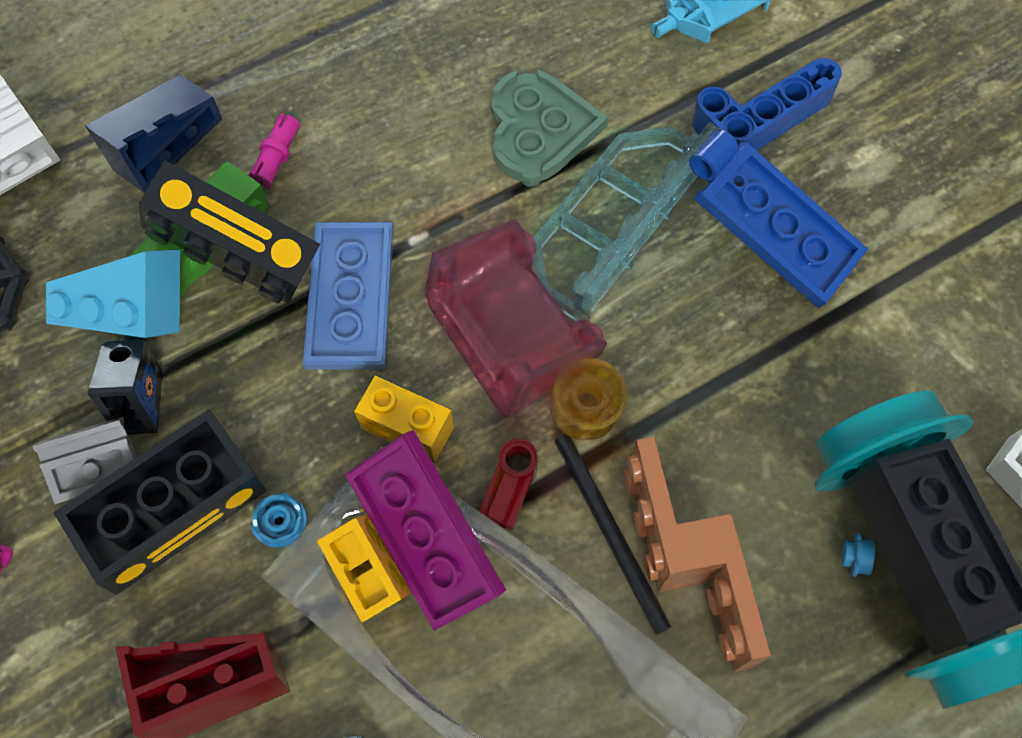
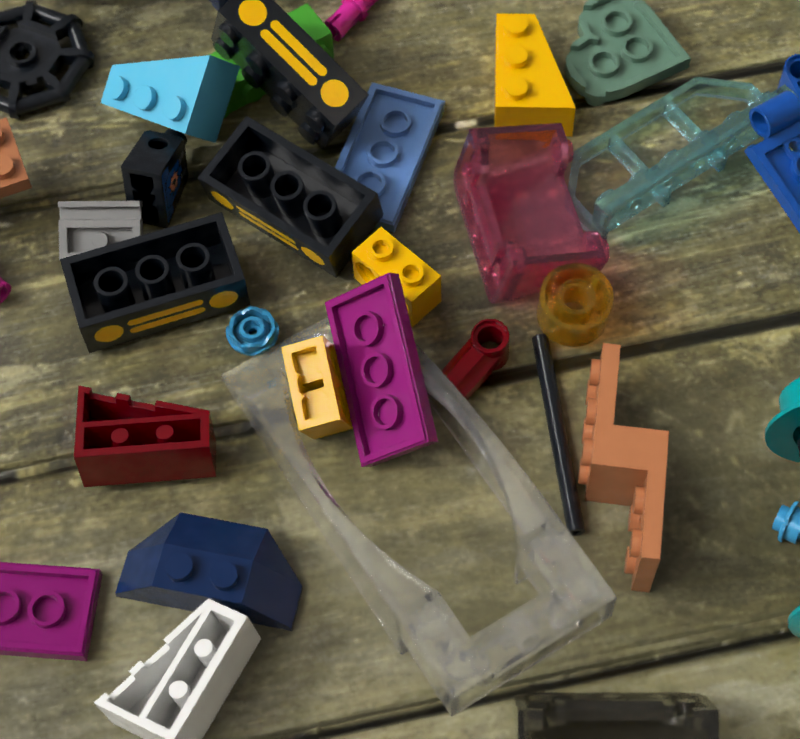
camera: 20 degrees right, 5 degrees down
(273, 366) = (291, 196): none -> black brick
(464, 180) = (527, 76): none -> yellow wedge

